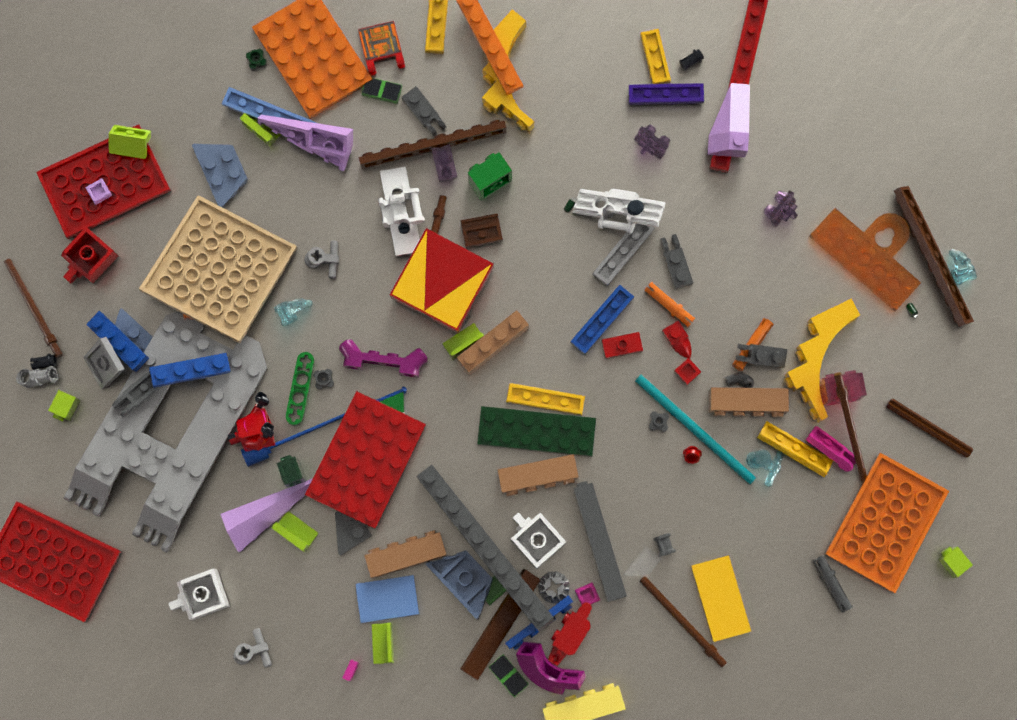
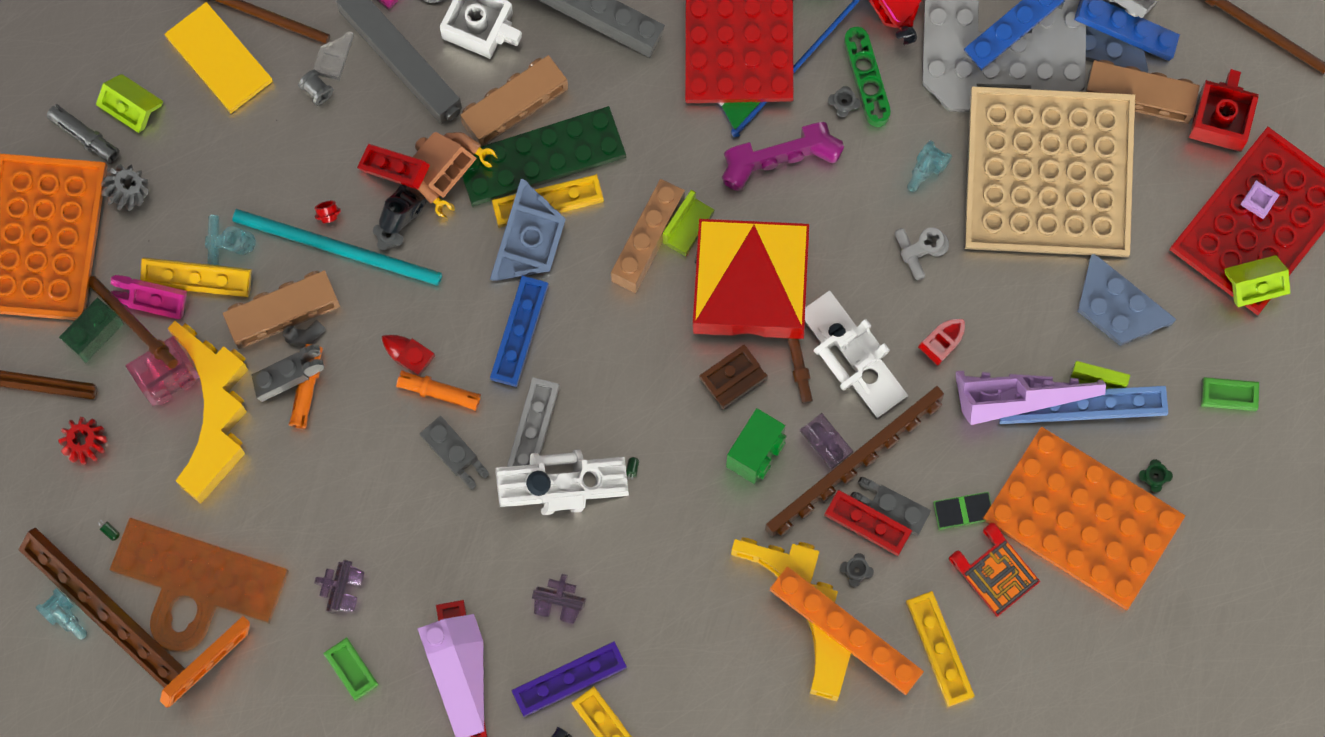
camera: 155 degrees right, 5 degrees down
(128, 293) = (1153, 92): none -> medium nougat brick
(184, 87) = (1230, 394): none -> bright green tile
(340, 195) = (943, 340): none -> plate
(443, 105) = (868, 523): none -> red plate
(463, 78) = (859, 562): none -> dark grey plate
(569, 376) = (529, 236): none -> sand blue wing
(603, 449) = (448, 161): none -> nougat torso
(622, 345) = (478, 311): red plate -> none
(637, 460) = (393, 166): none -> red plate
(642, 434) = (400, 209): none -> black piece
(687, 371) = (377, 313): red plate -> none
(793, 593) = (128, 102): none -> lime panel
(795, 159) = (351, 669): none -> bright green tile
(823, 522) = (120, 177): none -> dark grey gear
(878, 440) = (91, 330): none -> clear green brick
(884, 193) = (205, 662): none -> orange tile
(902, 365) = (72, 442): none -> red gear

